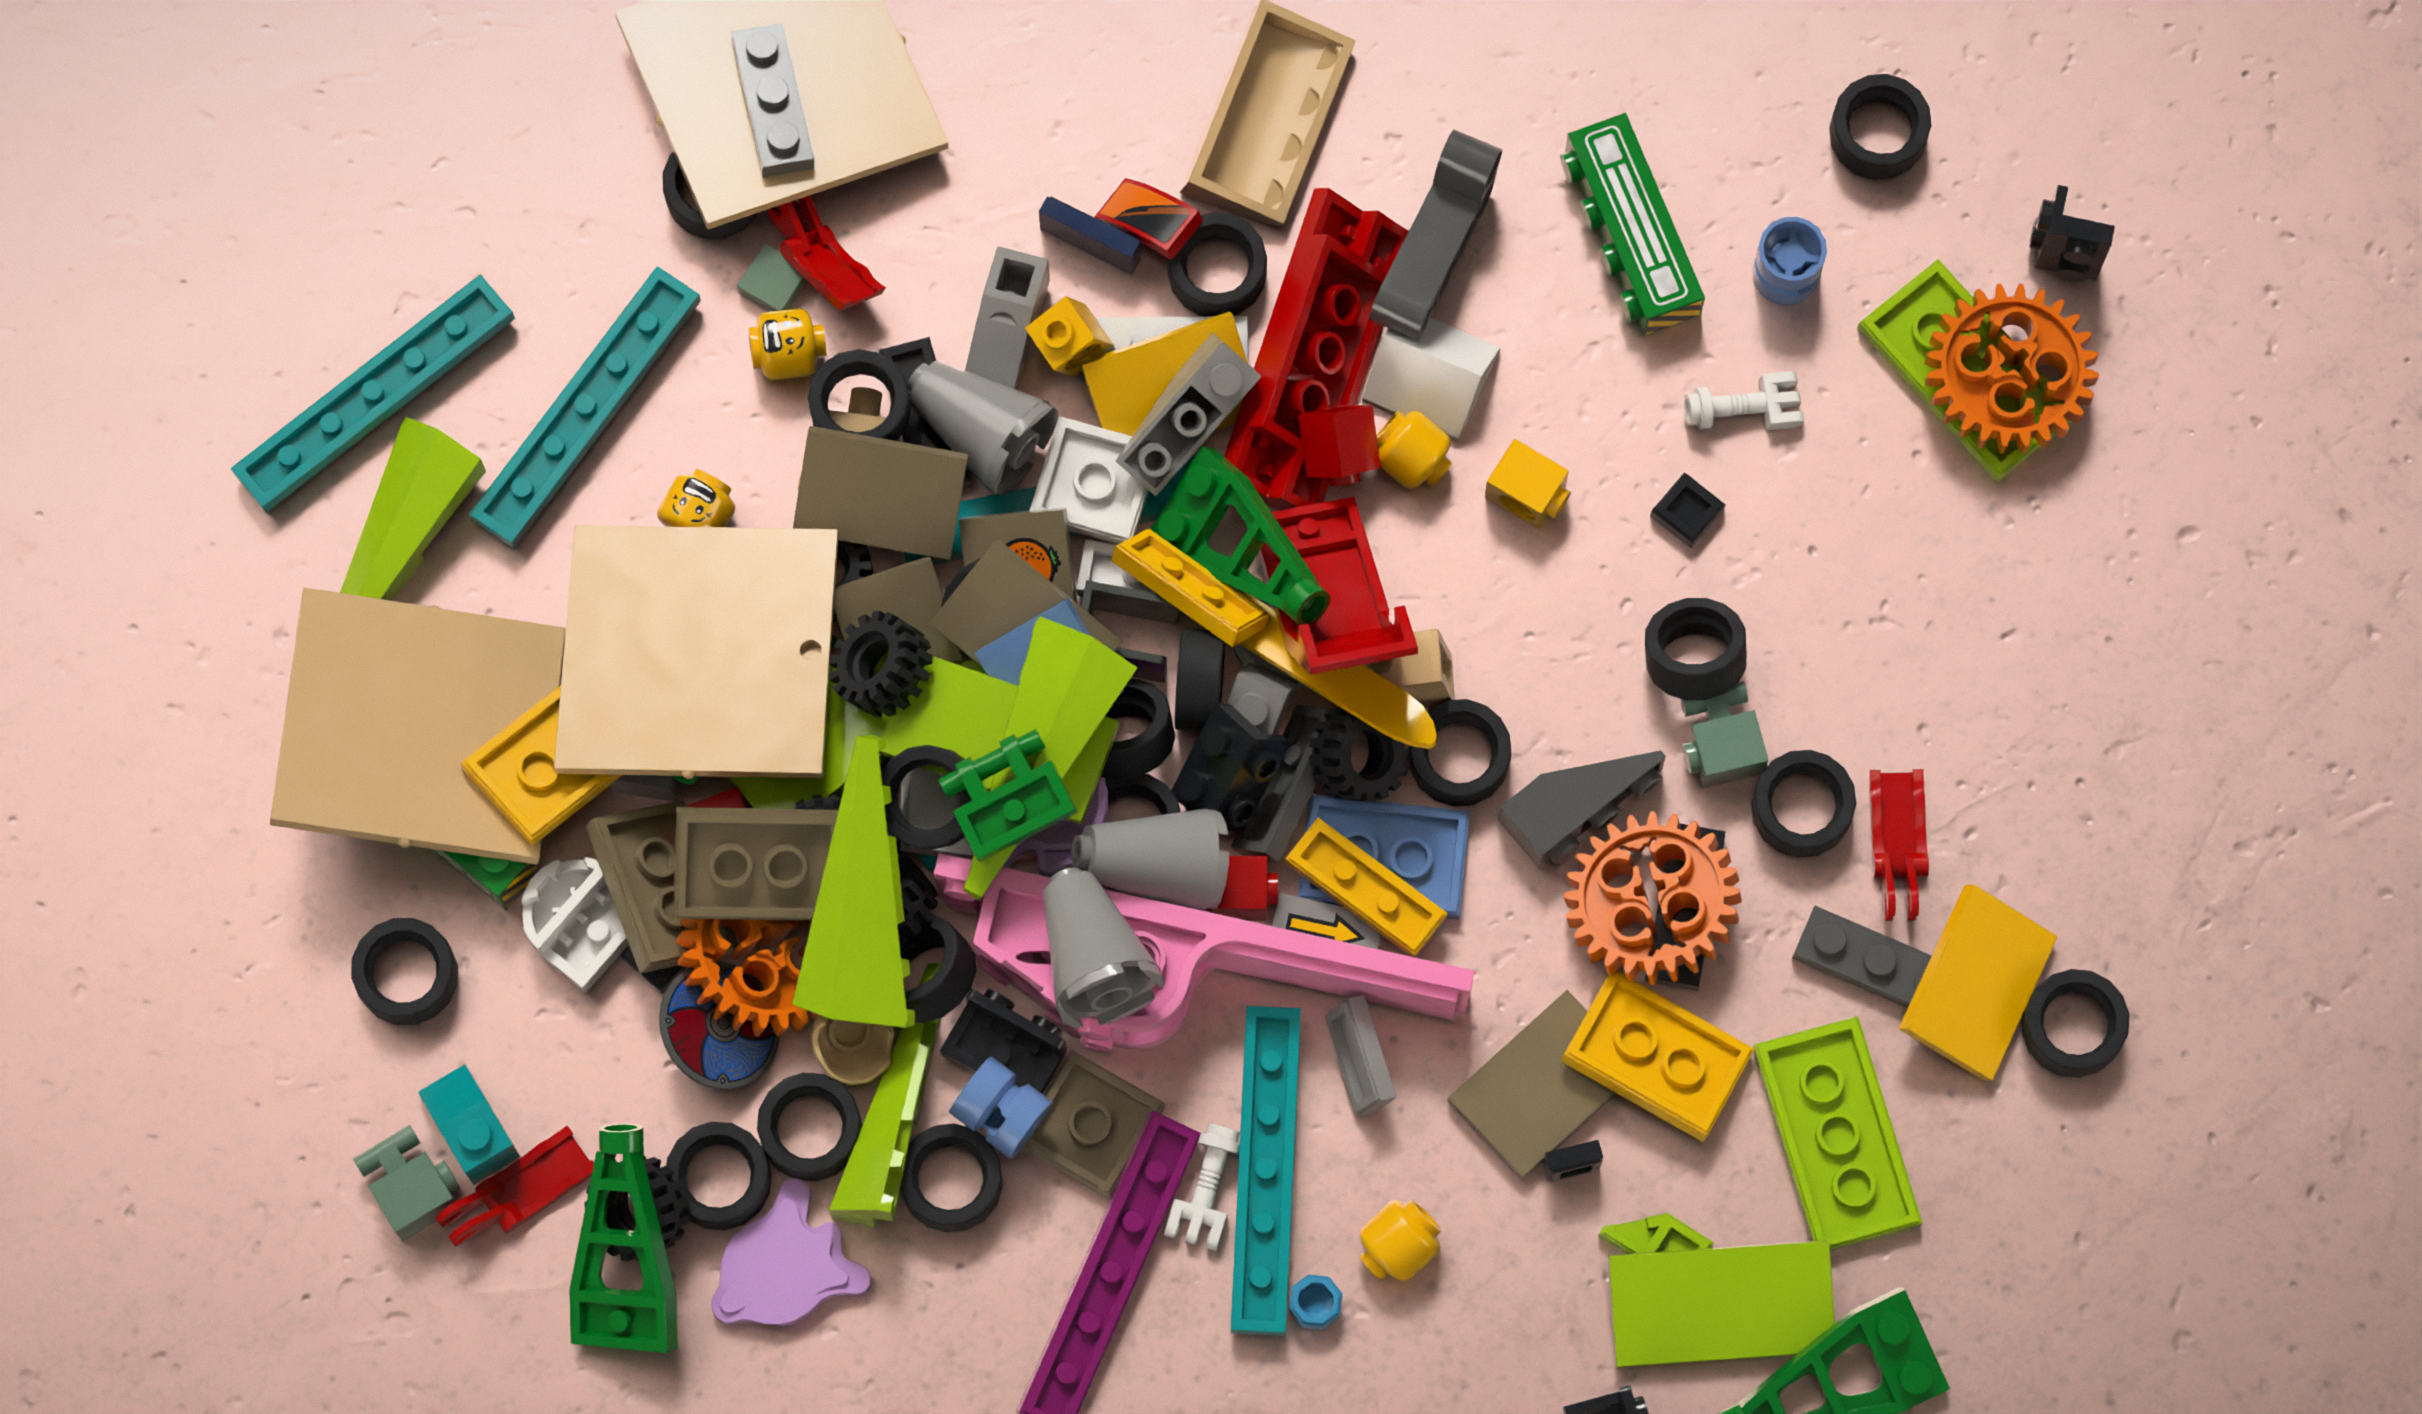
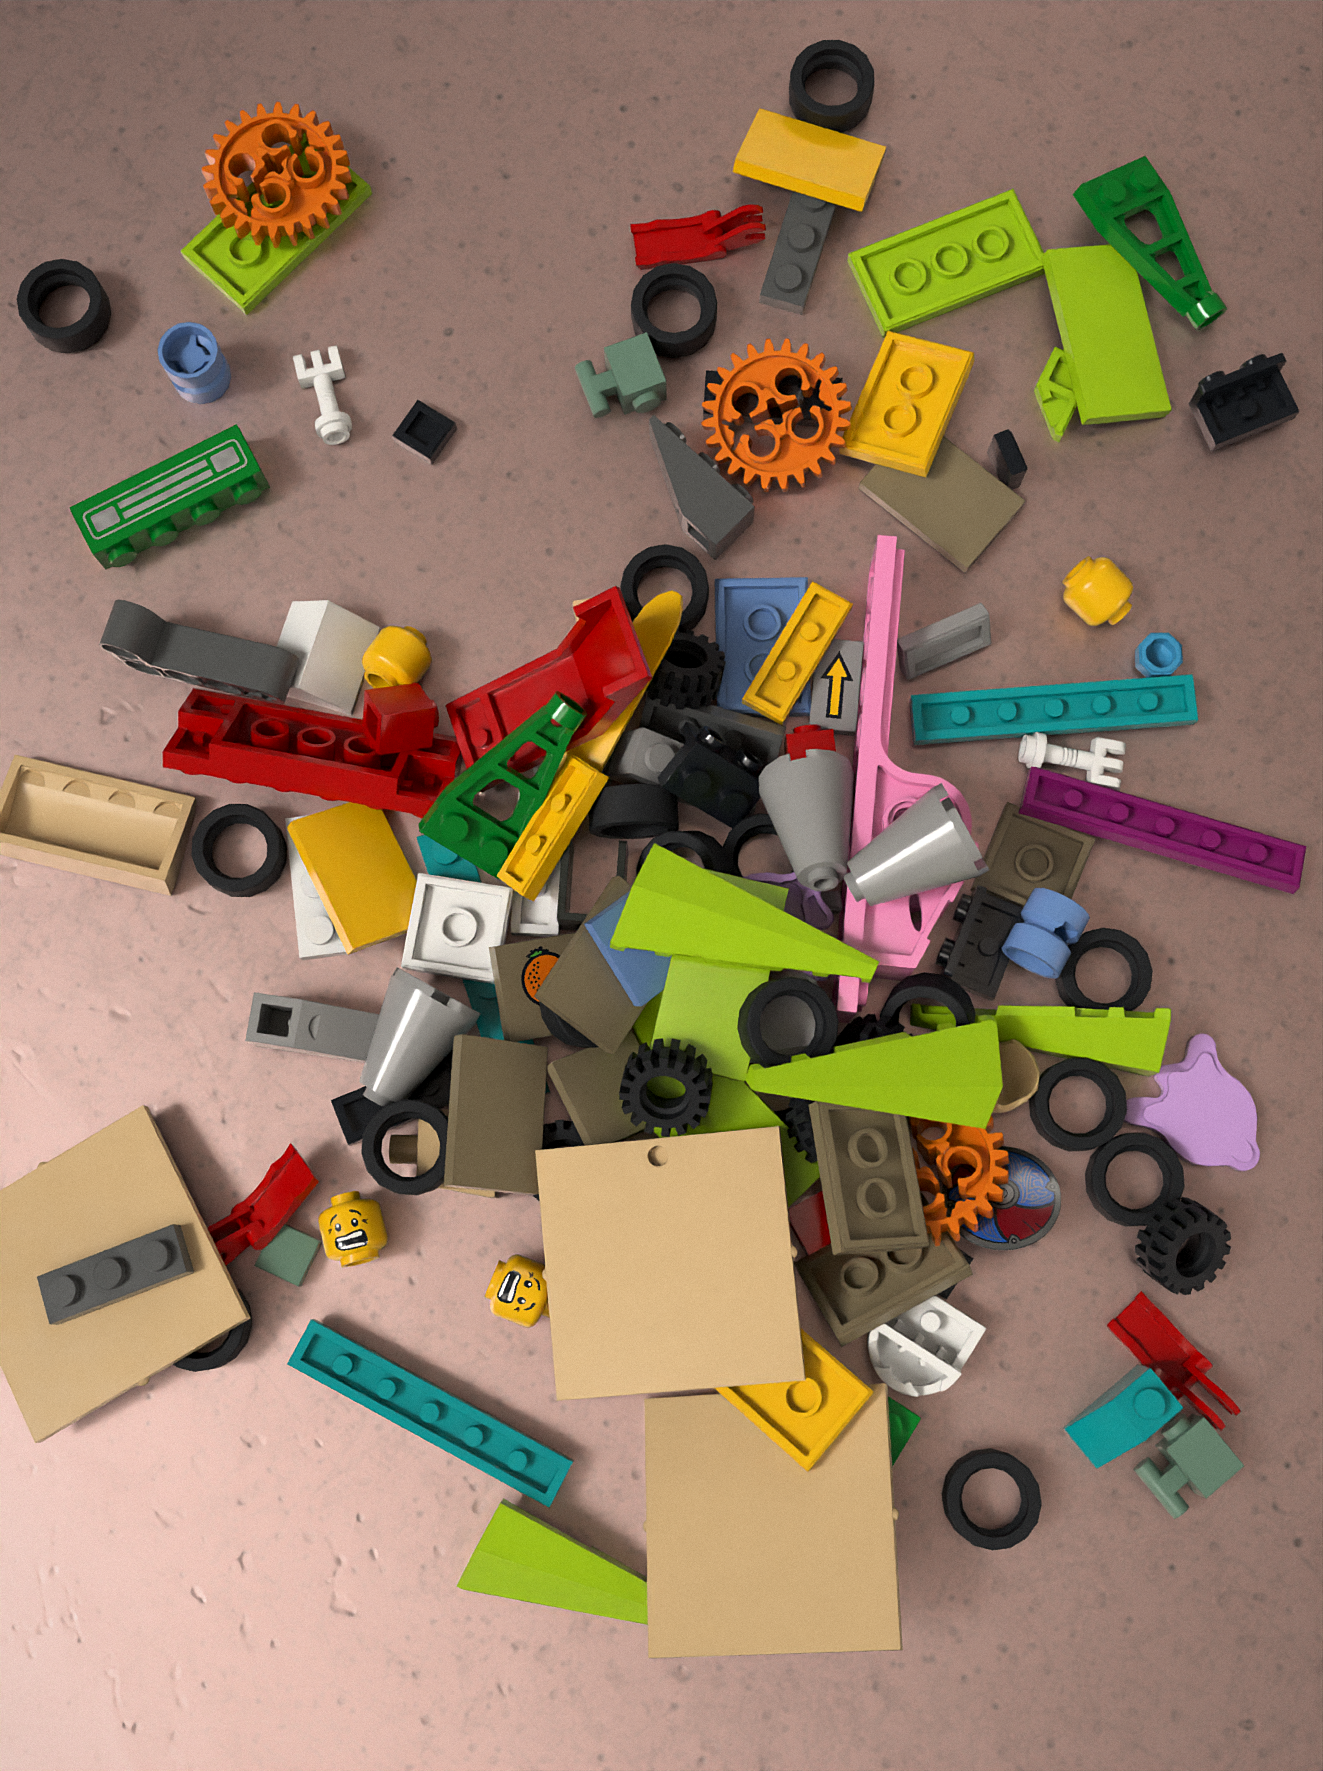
camera: 95 degrees left, 5 degrees up
(373, 393) = (438, 1623): teal plate -> none
(621, 1316) = (1279, 1256): green plate -> none
(1015, 809) = (803, 934): green plate -> none
(1069, 336) = (324, 966): yellow brick -> none
(1090, 234) = (221, 965): dark blue tile -> none
(1150, 216) = (199, 914): slope -> none
(1187, 413) = (387, 848): light grey slope -> none
(1528, 484) = (418, 560): yellow brick -> none
(1695, 680) = (523, 394): black tyre -> none
(2068, 243) = (160, 141): black bracket -> none

